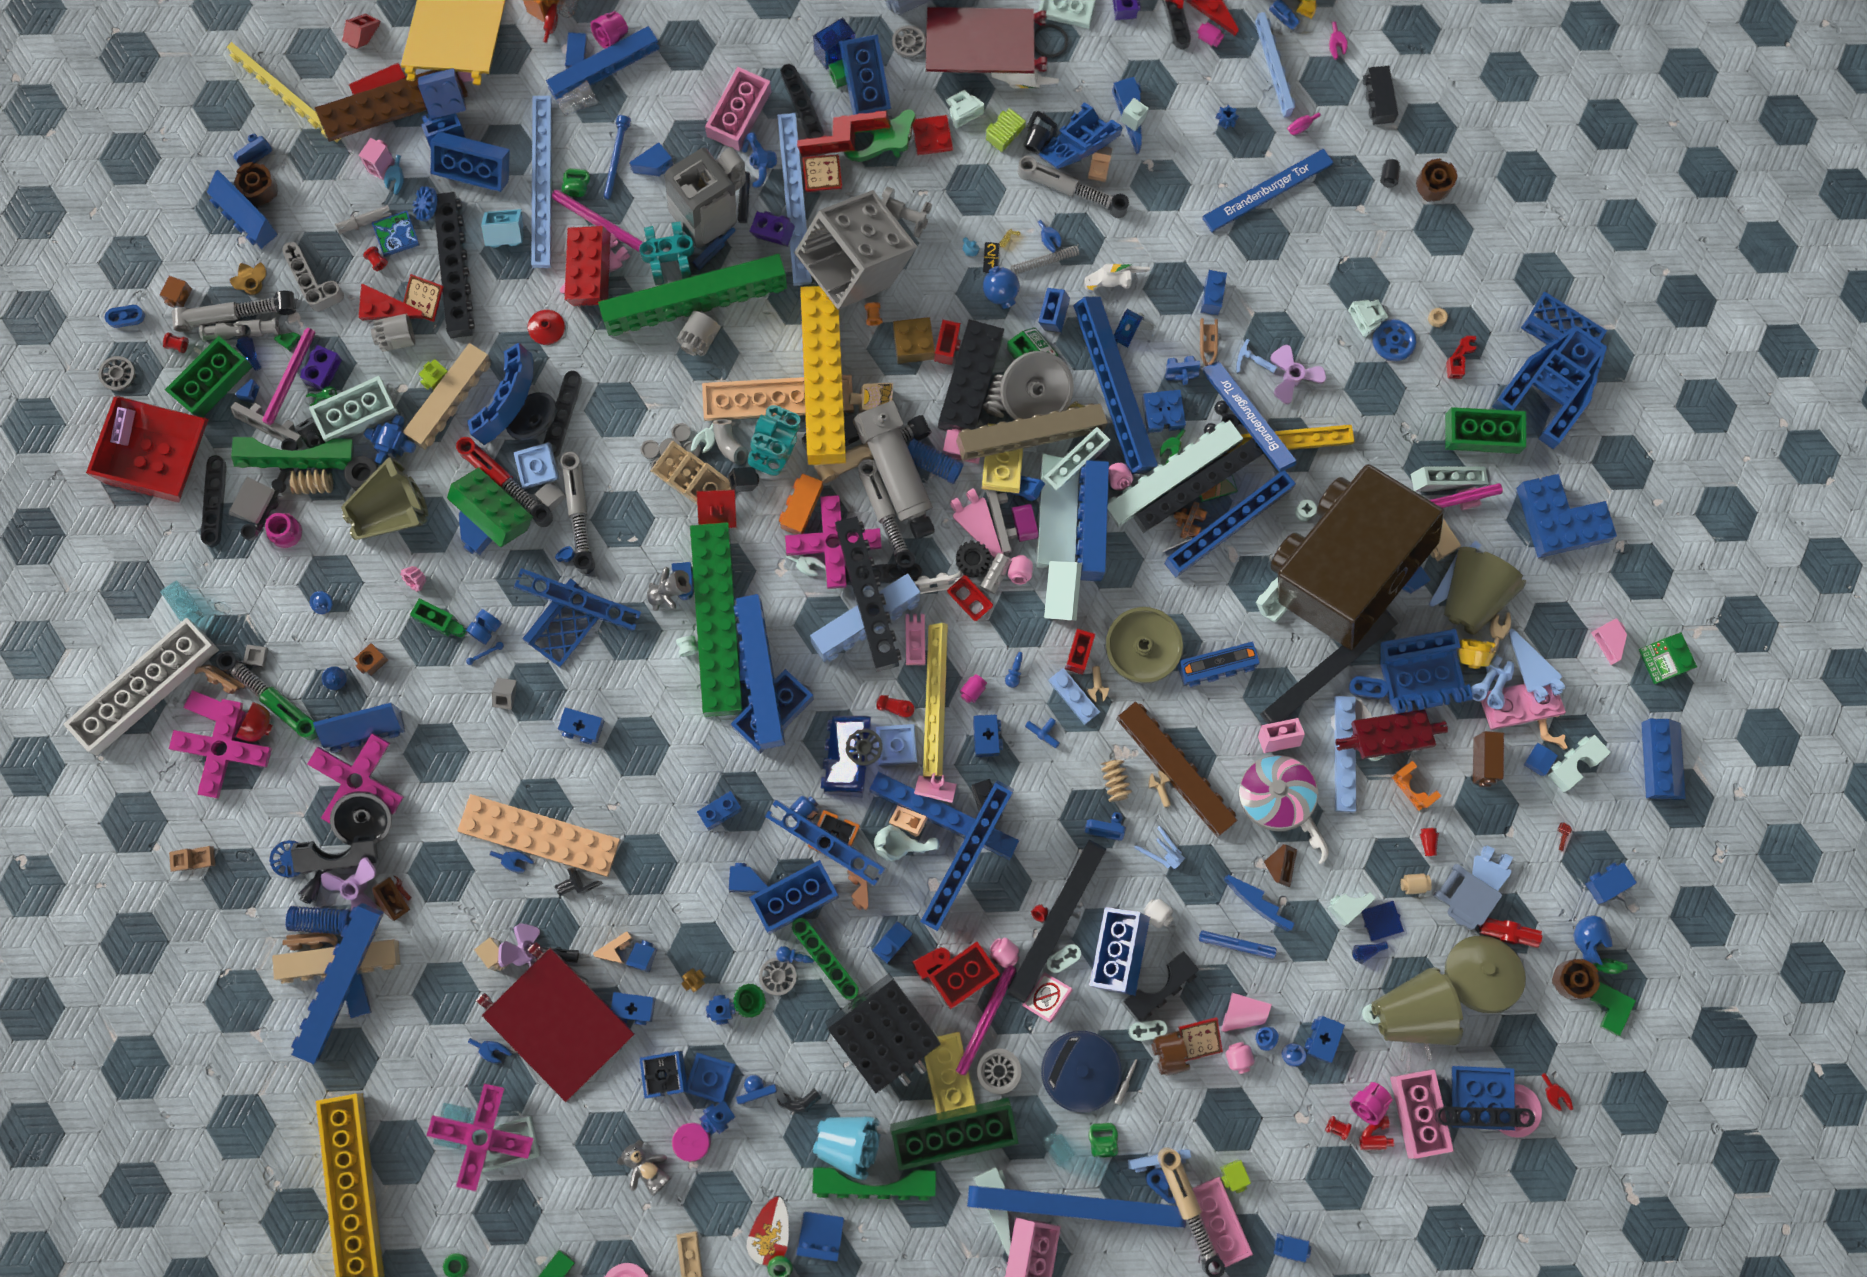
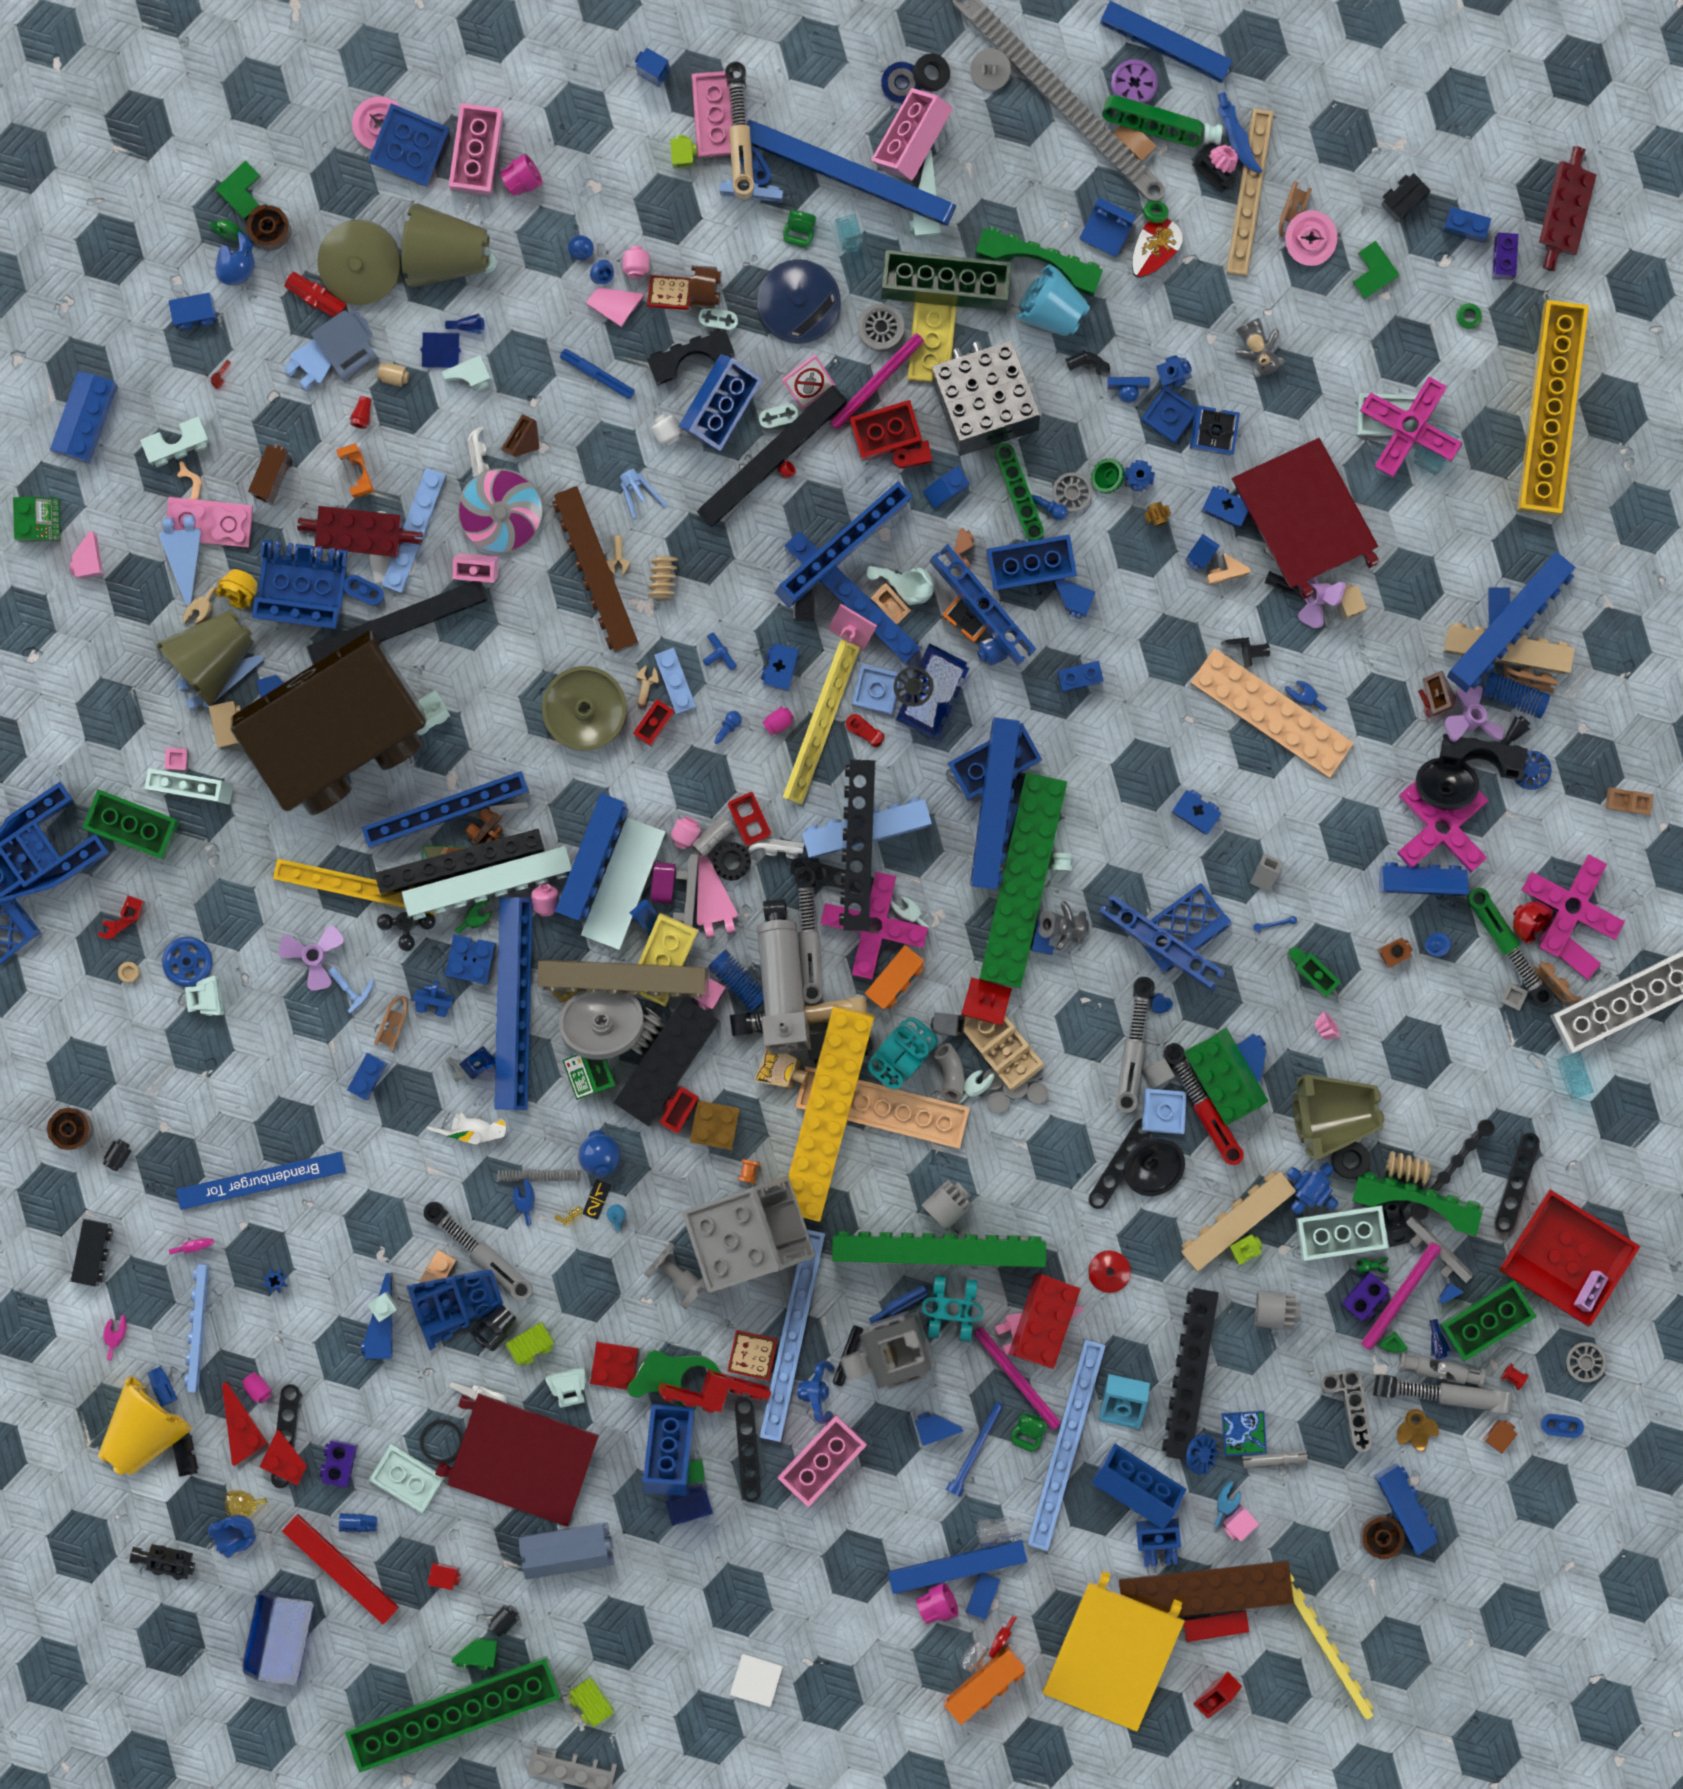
camera: 150 degrees left, 10 degrees up
(251, 501) = (1476, 1166): light grey slope -> none
(253, 151) = (1375, 1579): blue piece -> none
(290, 536) = (1460, 1119): dark pink piece -> none
(321, 602) = (1430, 1031): blue hat -> none
(374, 257) = (1273, 1408): red bush -> none
(377, 305) = (1282, 1350): red wing -> none
(424, 296) = (1234, 1343): piece -> none
(442, 93) = (1147, 1575): blue brick -> none
(483, 626) = (1273, 944): blue wheel -> none
(487, 1049) = (1381, 514): blue hand -> none
(508, 397) = (1170, 1195): blue brick -> none
(691, 1142) = (1206, 357): dark pink head -> none
(771, 230) = (830, 1300): dark purple brick -> none
(908, 41) = (602, 1489): light grey wheel -> none
(915, 640) = (821, 792): bright pink hinge -> none
(1004, 952) = (836, 441): bright pink head -> none
(1054, 310) = (550, 1110): blue brick -> none
(1063, 590) = (650, 791): light aqua tile -> none
(1071, 464) = (585, 931): light aqua slope -> none
(1107, 830) = (683, 527): blue piece -> none
(1124, 1086) = (760, 273): light grey piece -> none
(1218, 663) = (512, 665): blue brick -> none
(1249, 416) = (385, 916): tile -> none
(1253, 898) = (564, 413): blue slope -> none
(1302, 513) = (361, 801): light aqua wheel -> none
(1324, 1050) = (546, 241): blue brick -> none
(1338, 1128) = (563, 164): red bush -> none
(1376, 1142) = (533, 139): red plant -> none
(1468, 496) = (197, 760): dark pink axle -> none
(1494, 1113) = (424, 132): black beam -> none
(1496, 698) = (249, 546): light blue piece -> none
(1540, 759) = (213, 458): blue piece -> none
(1554, 1092) = (332, 128): red hand -> none
(1555, 525) = (96, 696): blue piece -> none

